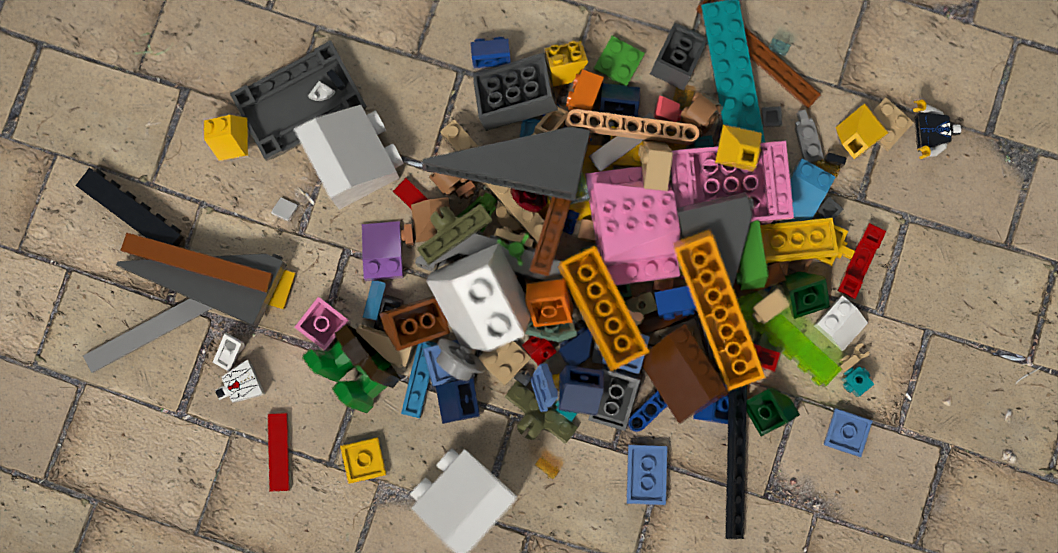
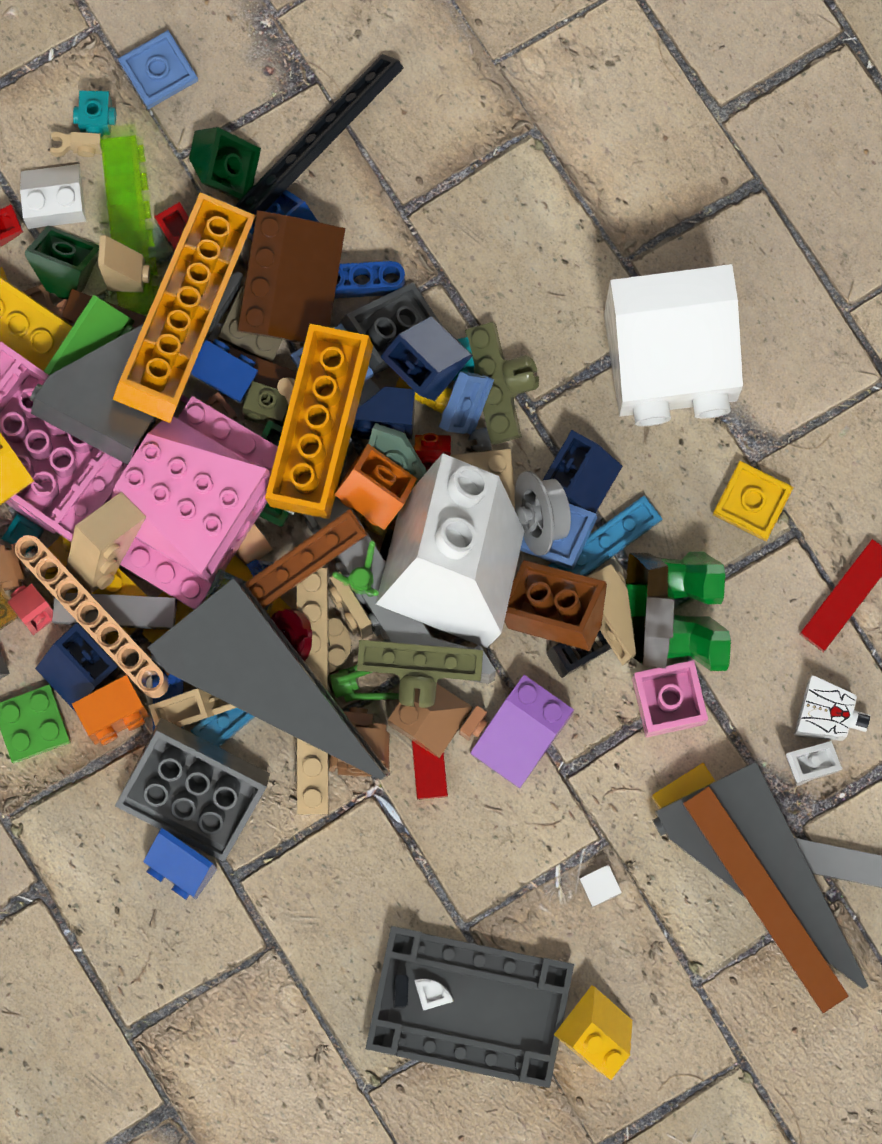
camera: 140 degrees left, 5 degrees down
(127, 209) = (797, 1048): black brick -> none
(349, 154) = (462, 872): white slope -> none
(374, 300) = (582, 678): dark azure tile -> none
(545, 466) = (541, 315): clear yellow pin -> none
(565, 61) = (96, 775): yellow slope -> none
(646, 474) = (431, 212): medium blue plate -> none

